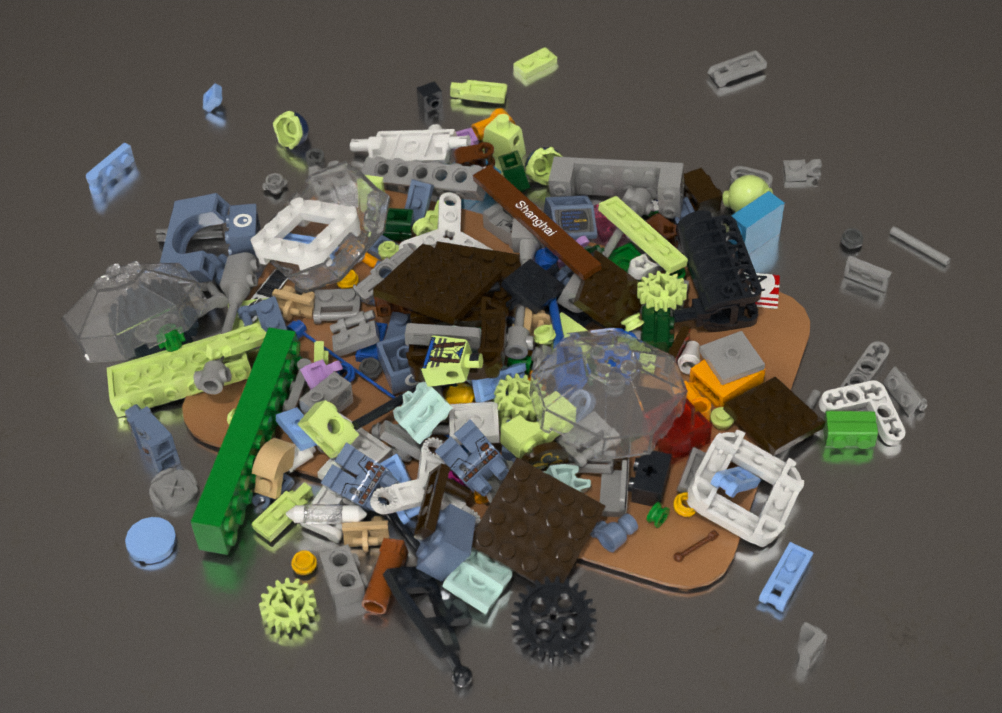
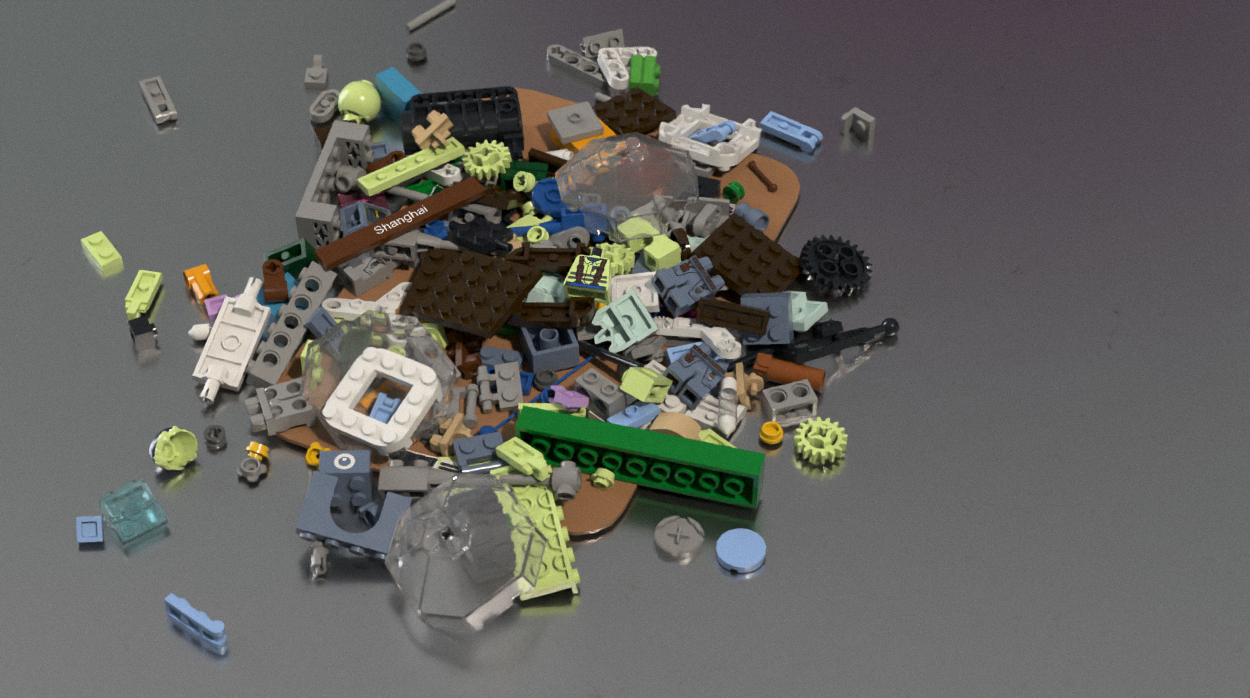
camera: 90 degrees left, 5 degrees down
(152, 438) = (626, 542): sand blue hips -> none
(227, 117) = (132, 511): none -> clear light blue plate
(291, 182) = (257, 450): none -> yellow plate
(421, 334) = (553, 287): light grey piece -> none
(504, 136) = (233, 271): yellowish green torso -> none
(539, 164) = (276, 236): yellowish green hair -> none
(595, 483) = (707, 220): none -> light grey beam
(679, 508) = (725, 176): yellow plate -> none
(680, 237) = (435, 133): none -> tan hips
(867, 274) = (465, 45): light grey tile -> none

